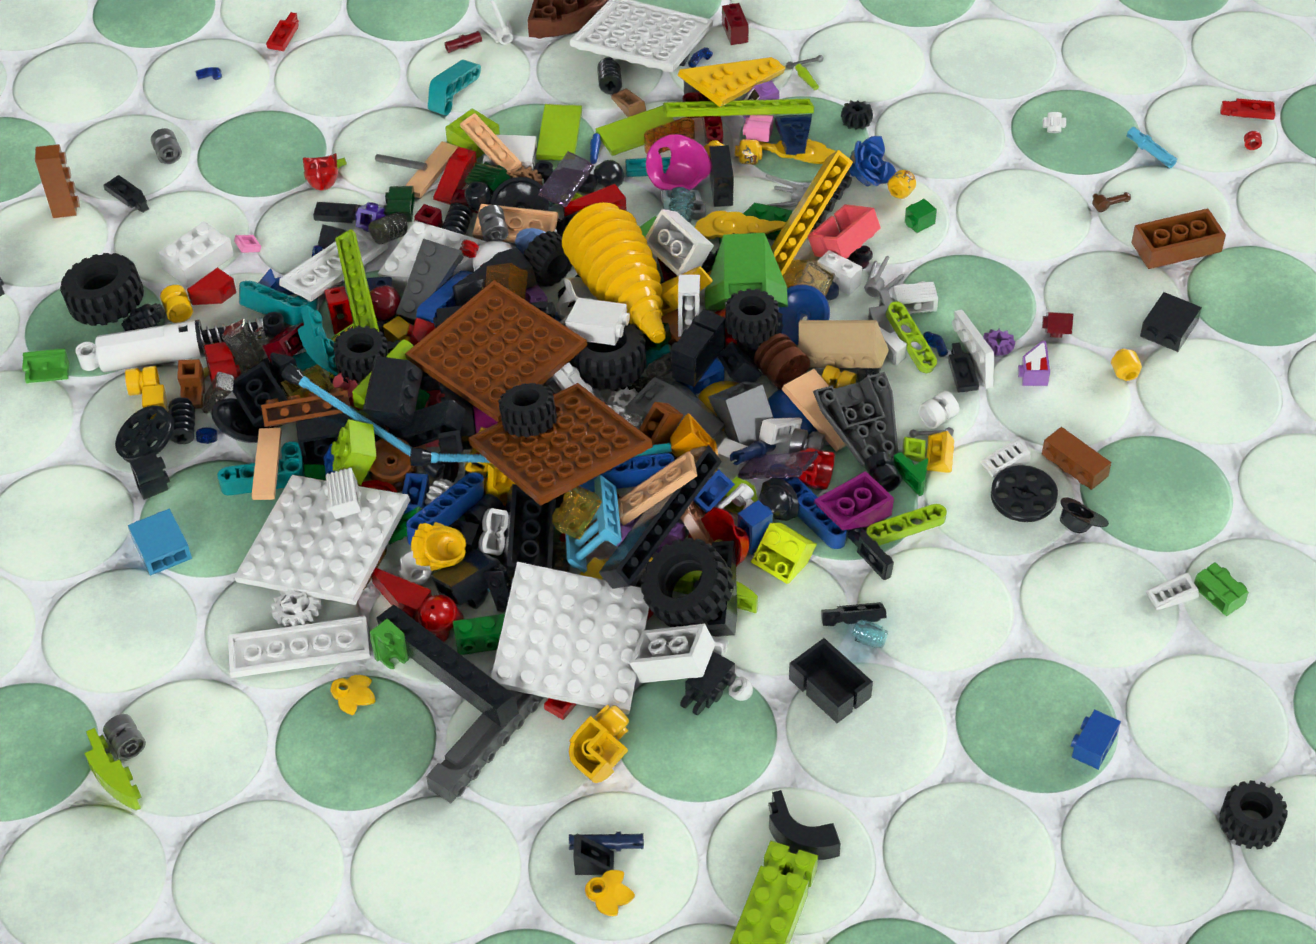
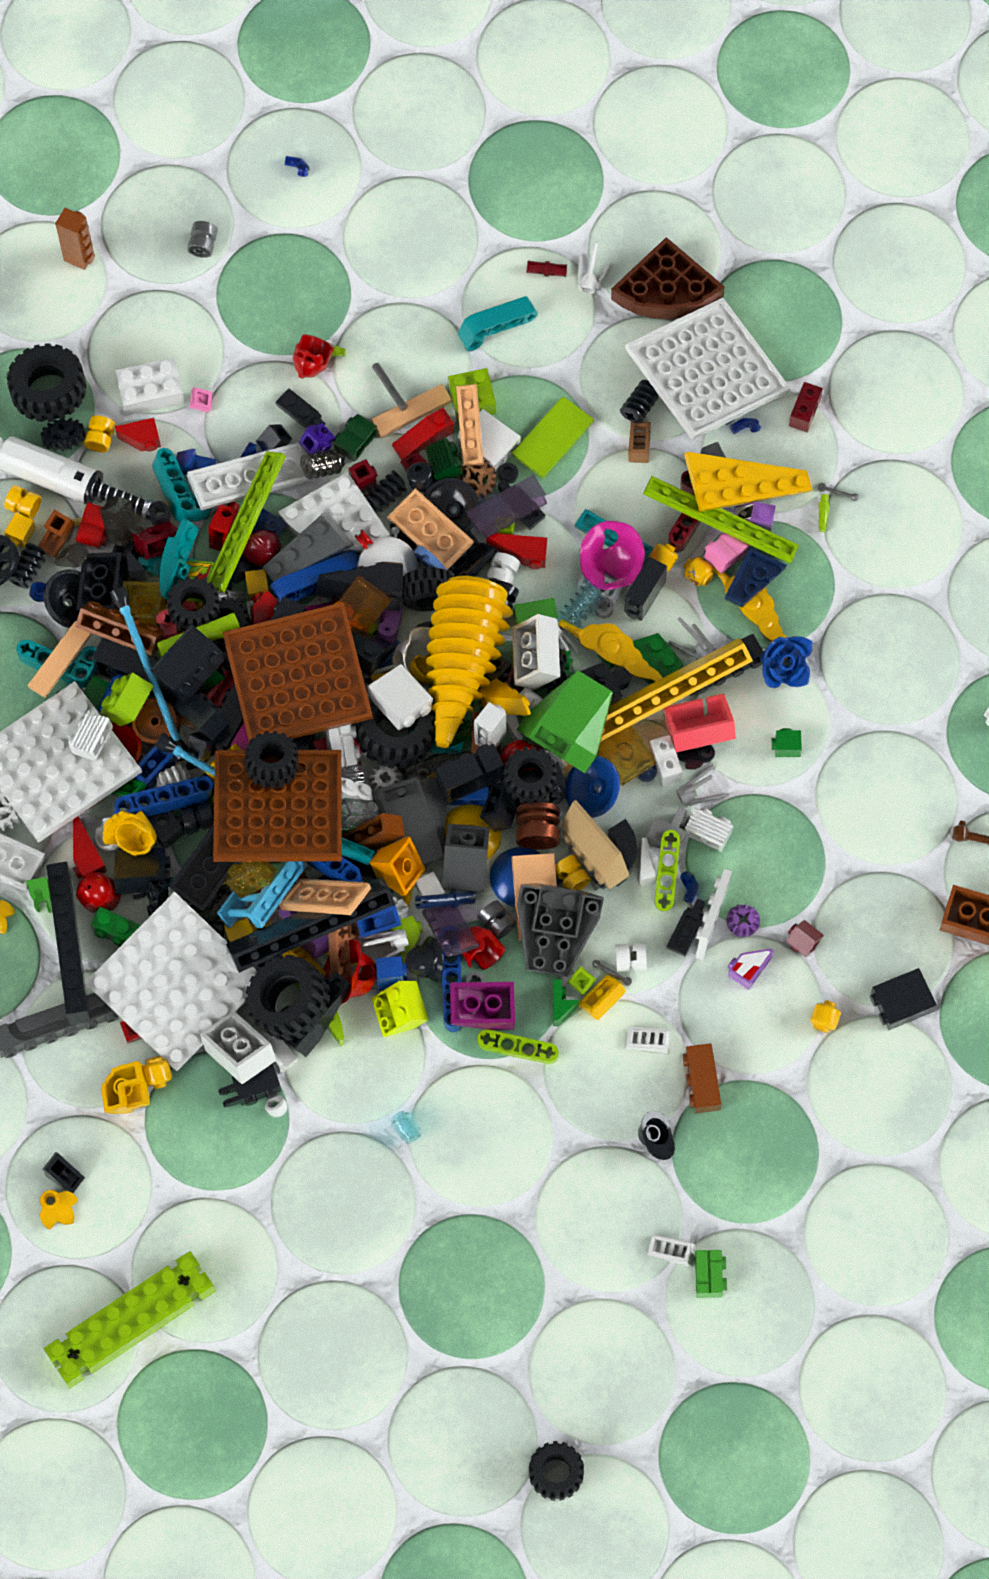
camera: 35 degrees right, 20 degrees up
(126, 193) = (137, 273): black hinge -> none
(283, 33) = (394, 155): red hinge -> none
(493, 223) = (404, 521): flat silver wheel -> none
(494, 525) = (185, 844): white brick -> none
(594, 148) = (571, 475): blue animal -> none
(609, 173) = (556, 519): black hair -> none
(614, 841) = (90, 1171): dark blue pin -> none
(630, 131) = (619, 478): lime tile -> none
(683, 126) = (632, 511): clear orange beam -> none
(777, 430) = (482, 893): white slope -> none
(785, 830) = (224, 1269): black arch -> none
(830, 680) = (340, 1147): black piece -> none
(853, 613) = (409, 1100): black hinge -> none
(857, 114) = (828, 597): black gear -> none
(872, 553) = (467, 1053): black hinge -> none
(883, 470) = (536, 983): black wheel -> none
(901, 184) = (800, 698): yellow head -> none
(1032, 497) = (638, 1072): black wedge -> none
(1095, 739) = (498, 1330): blue brick -> none

